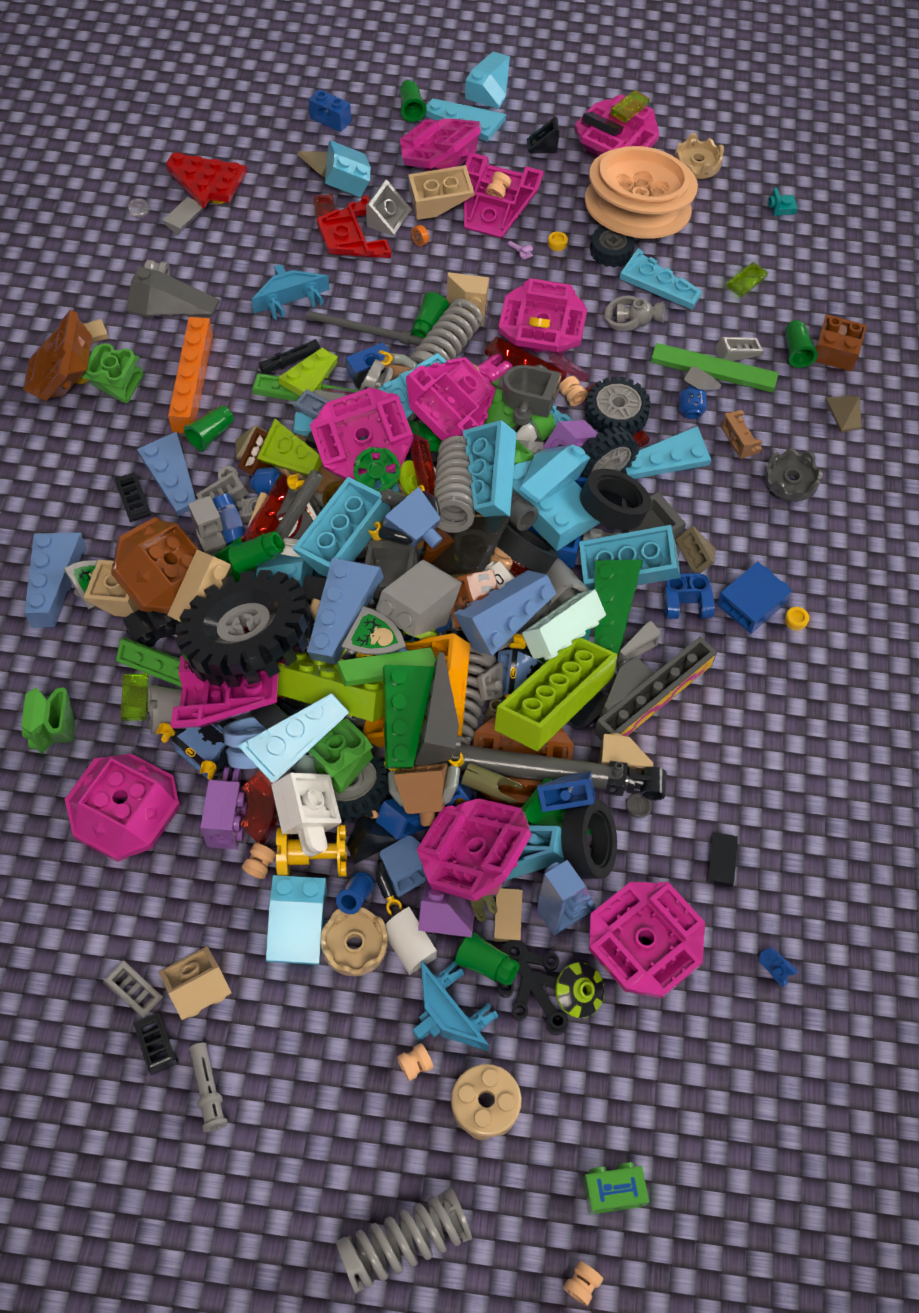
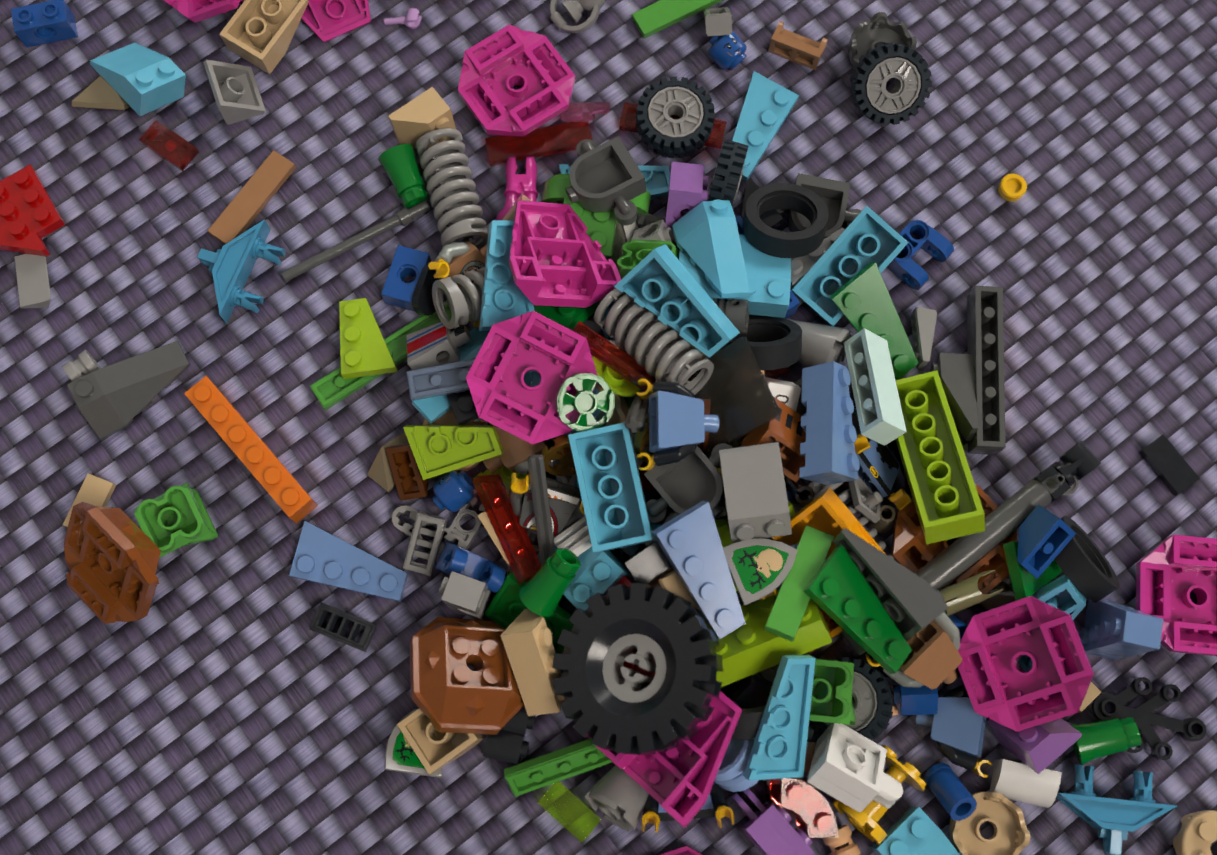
camera: 45 degrees left, 15 degrees up
(47, 577) = (359, 775): medium blue wedge -> none
(208, 428) = (333, 488): green plant -> none
(283, 359) = (317, 350): black pin -> none
(341, 266) = (252, 198): none -> medium nougat tile
(344, 236) = (219, 156): red wing -> none
(368, 839) = (907, 735): black slope -> none
(420, 235) = (296, 91): orange tile -> none
(538, 322) = (524, 92): yellow tile -> none
(570, 990) = (1185, 687): dish -> none
(571, 388) = (611, 130): light nougat wheel -> none
(623, 749) = (1022, 462): tan slope -> none
(696, 549) = (878, 197): dark tan slope -> none
(754, 597) = (966, 200): blue brick -> none
(755, 486) = (910, 85): none -> wheel

